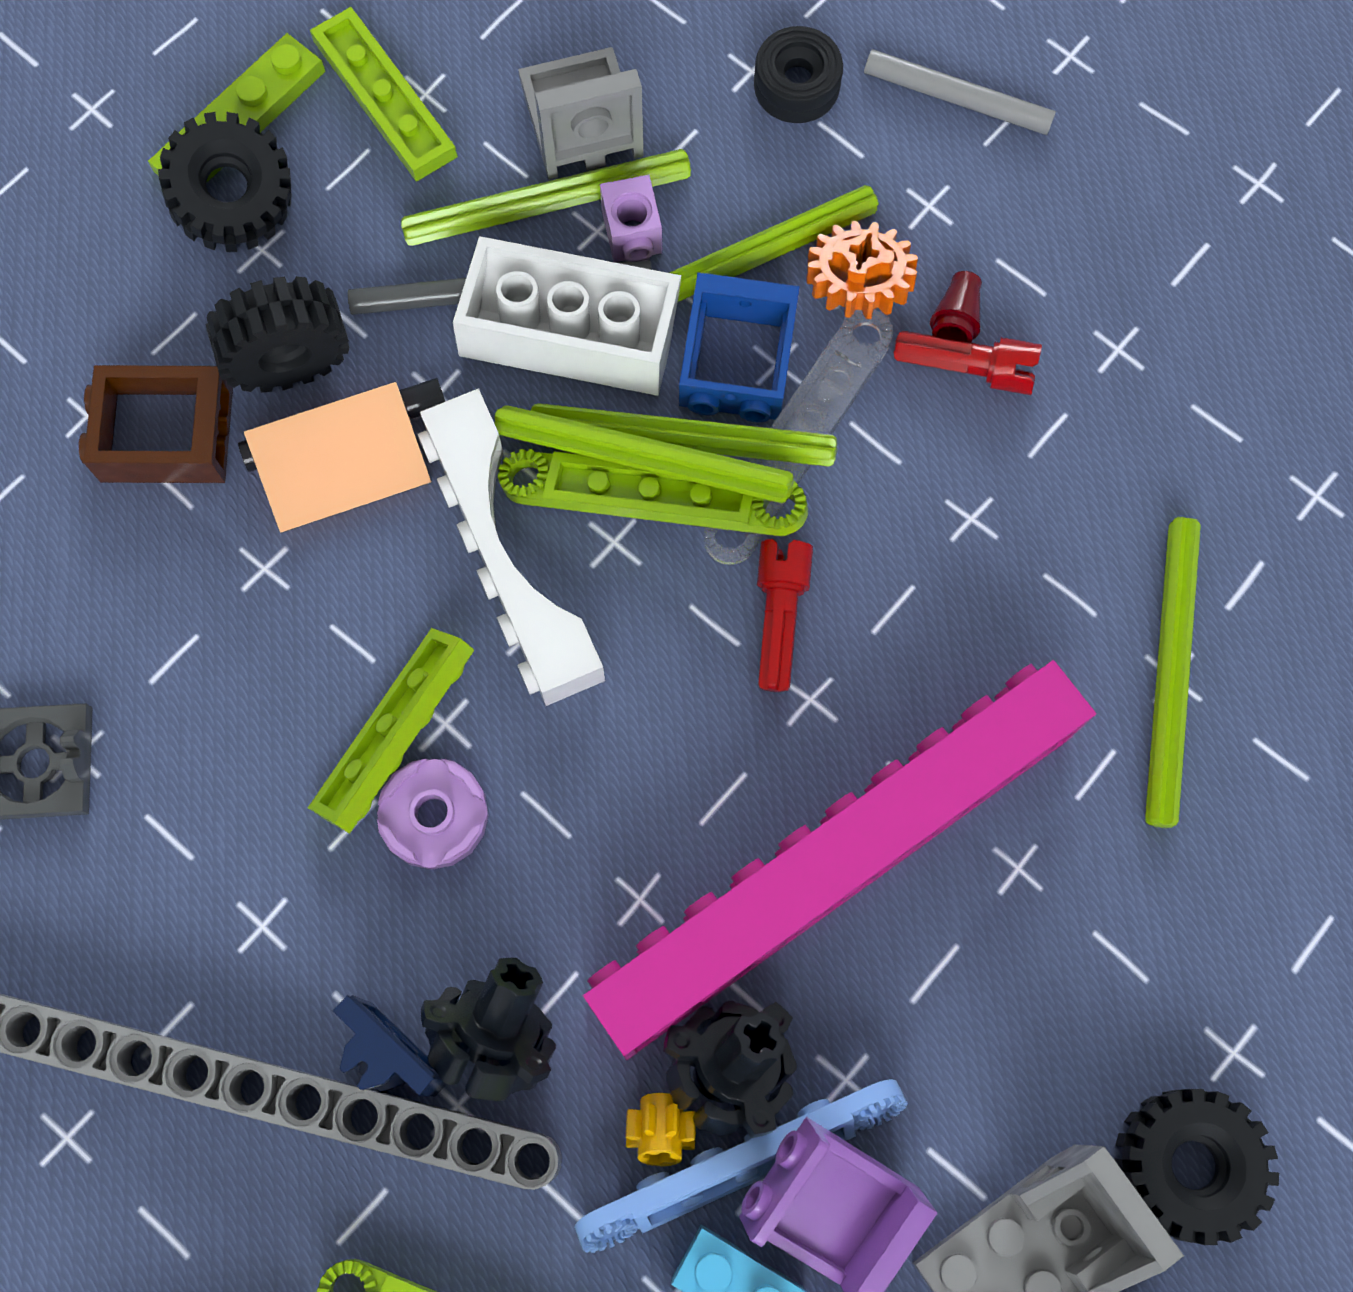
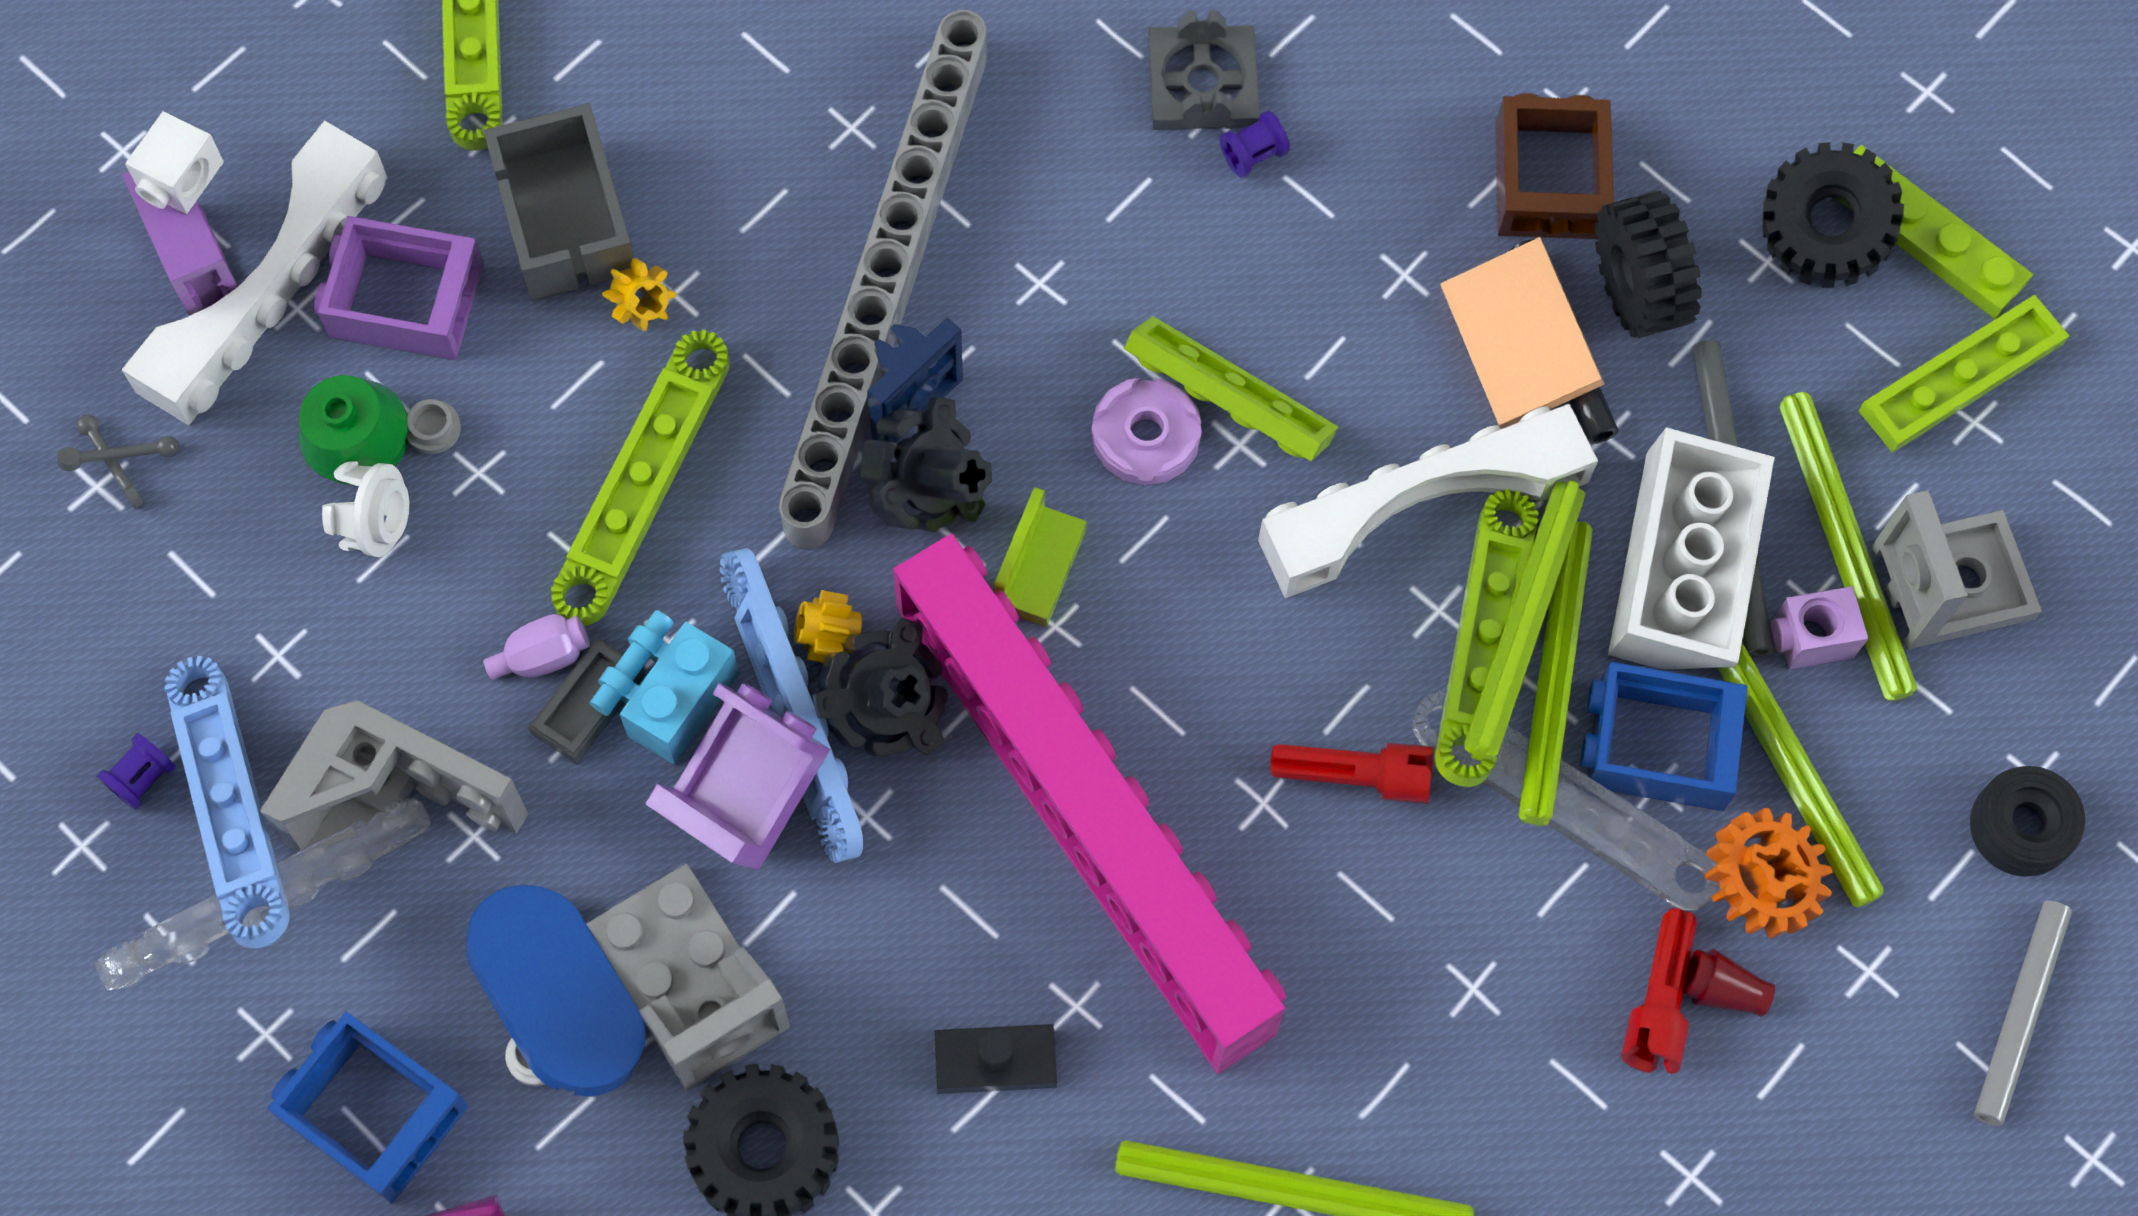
camera: 90 degrees right, 5 degrees down
(116, 707) = (1254, 144): none -> dark purple bush
(577, 914) = (1039, 559): none -> lime panel
(1080, 942) = (995, 1059): none -> black tile

